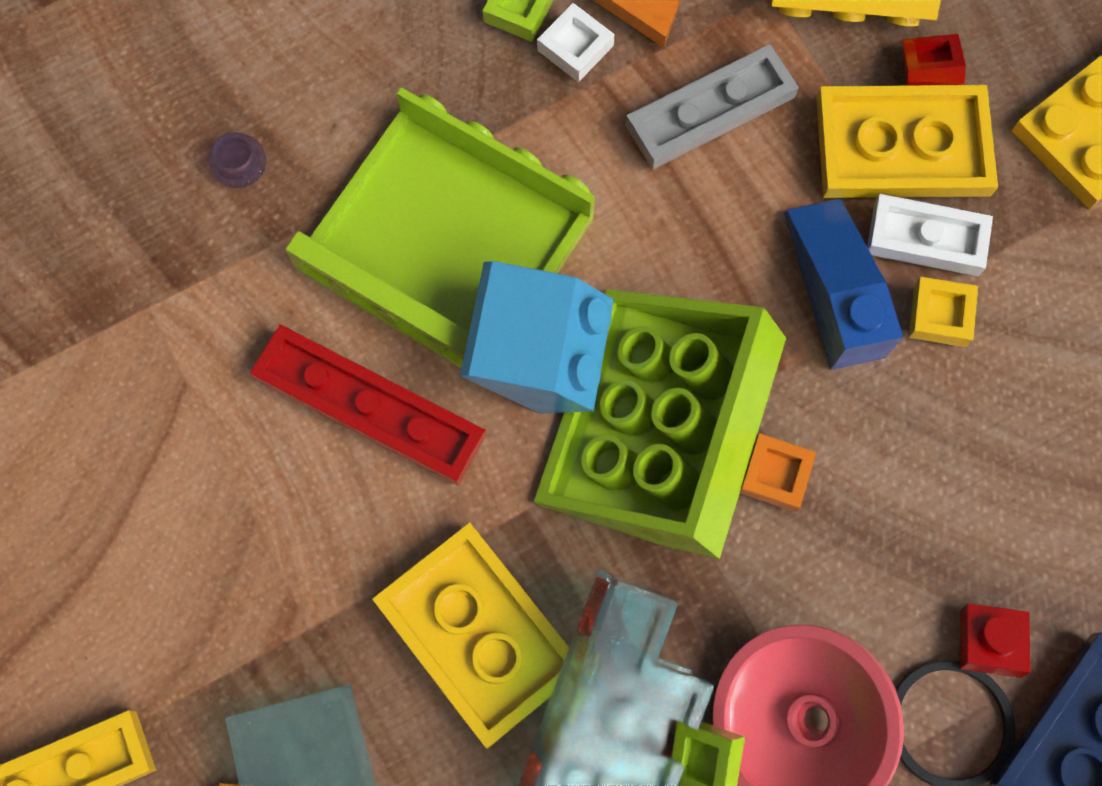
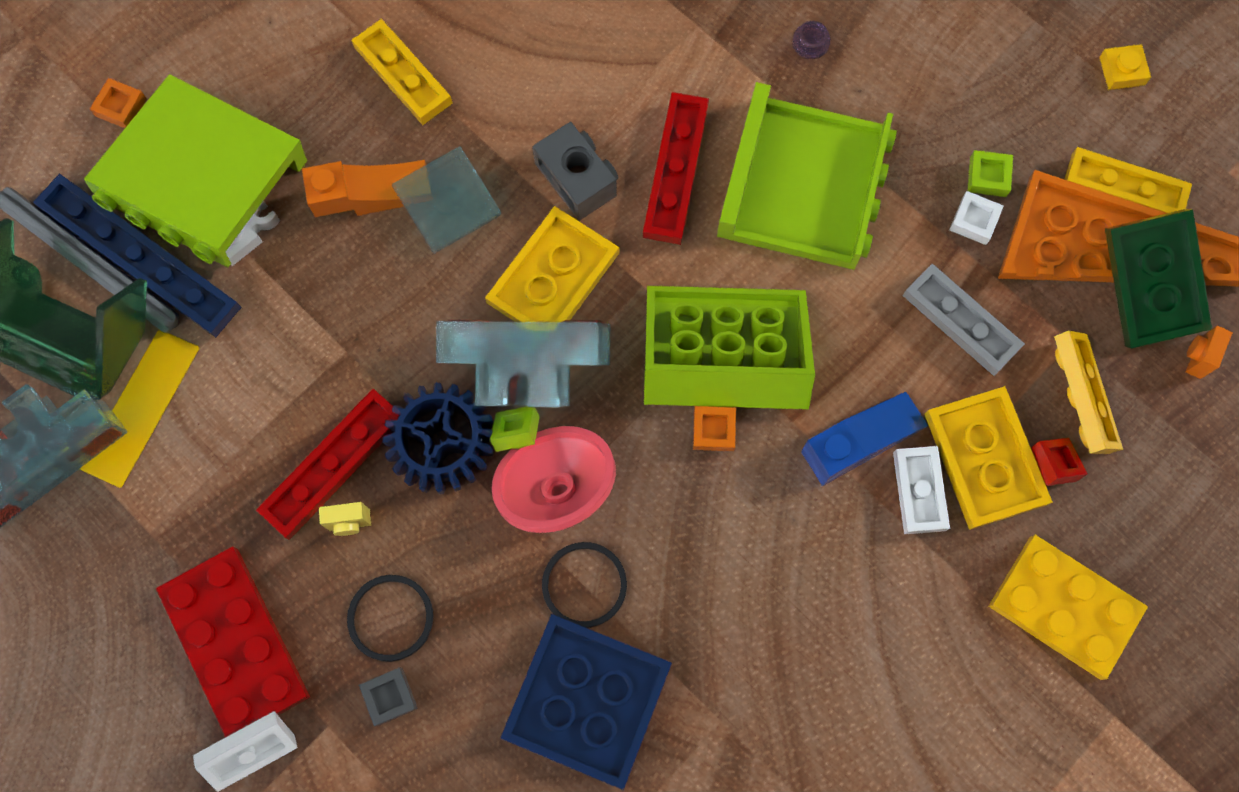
camera: 75 degrees right, 0 degrees up
(285, 543) = (580, 191): none -> dark grey brick
(537, 338) = (749, 246): dark azure slope -> none
(943, 312) = (866, 512): yellow plate -> none
(995, 640) = (646, 598): red plate -> none

